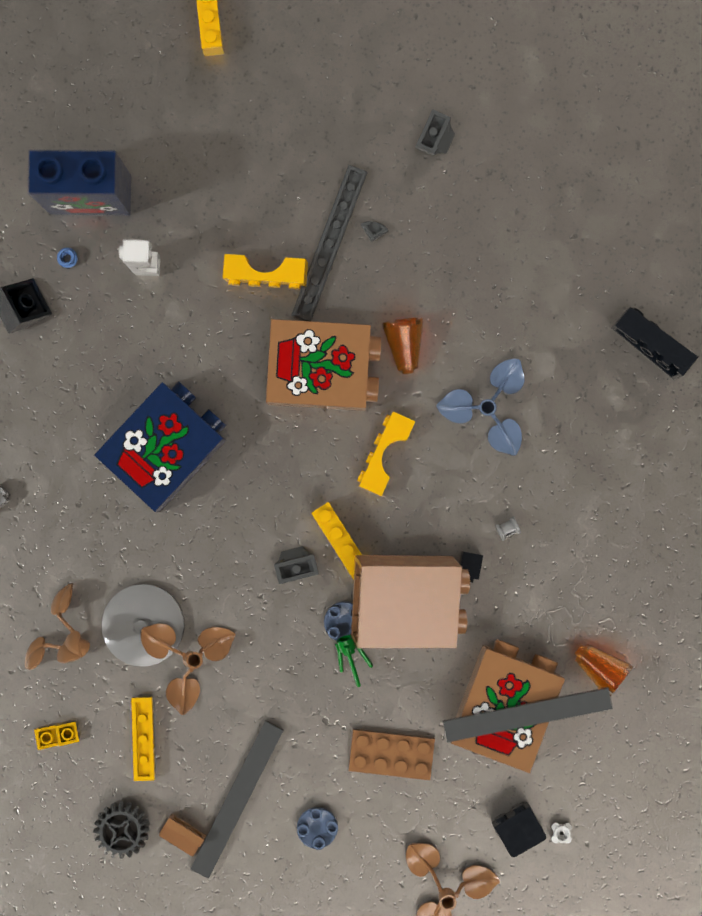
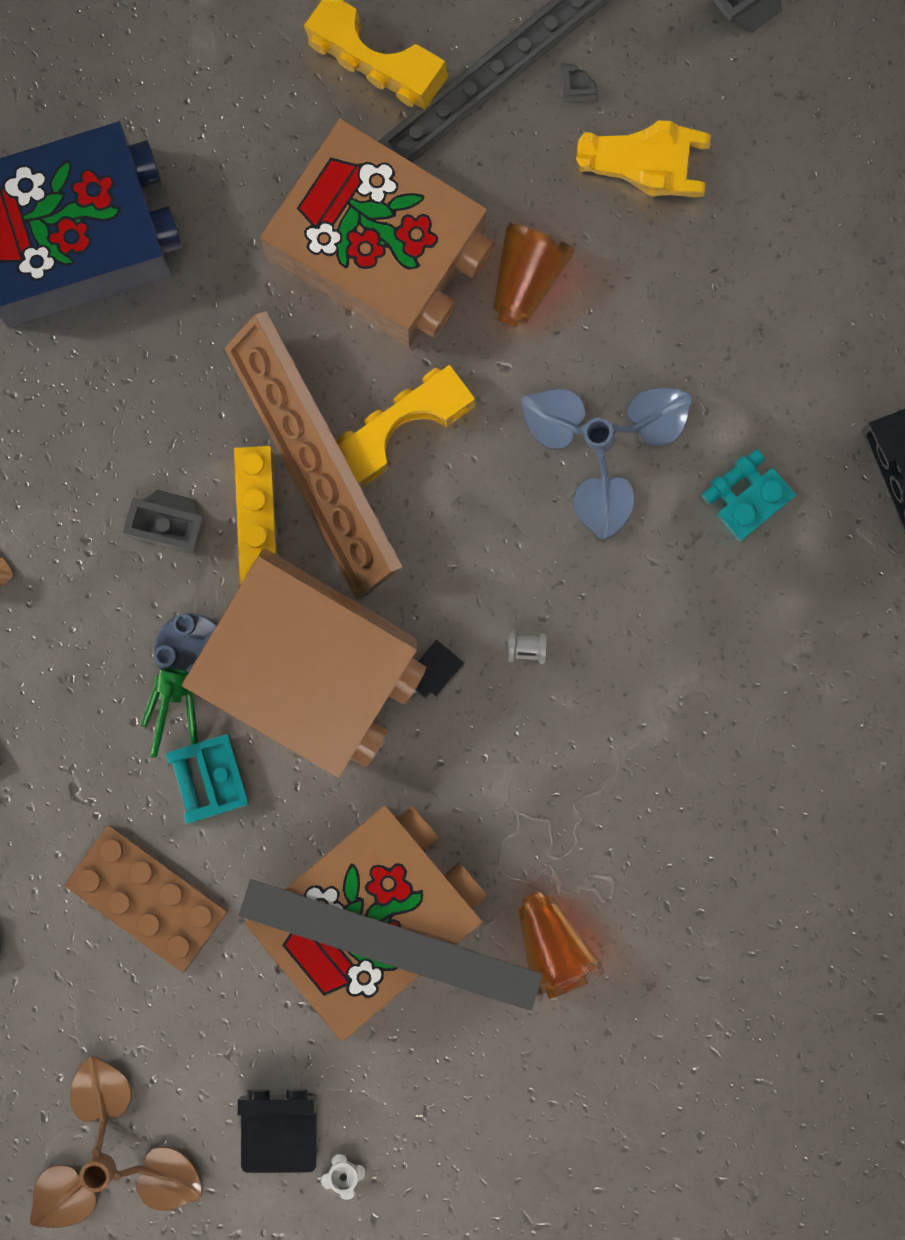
camera: 30 degrees right, 5 degrees down
(350, 494) = (312, 456): none -> medium nougat plate
(393, 675) = (219, 775): none -> teal plate
(432, 249) = (649, 159): none -> yellow animal
(579, 396) = (756, 503): none -> teal plate

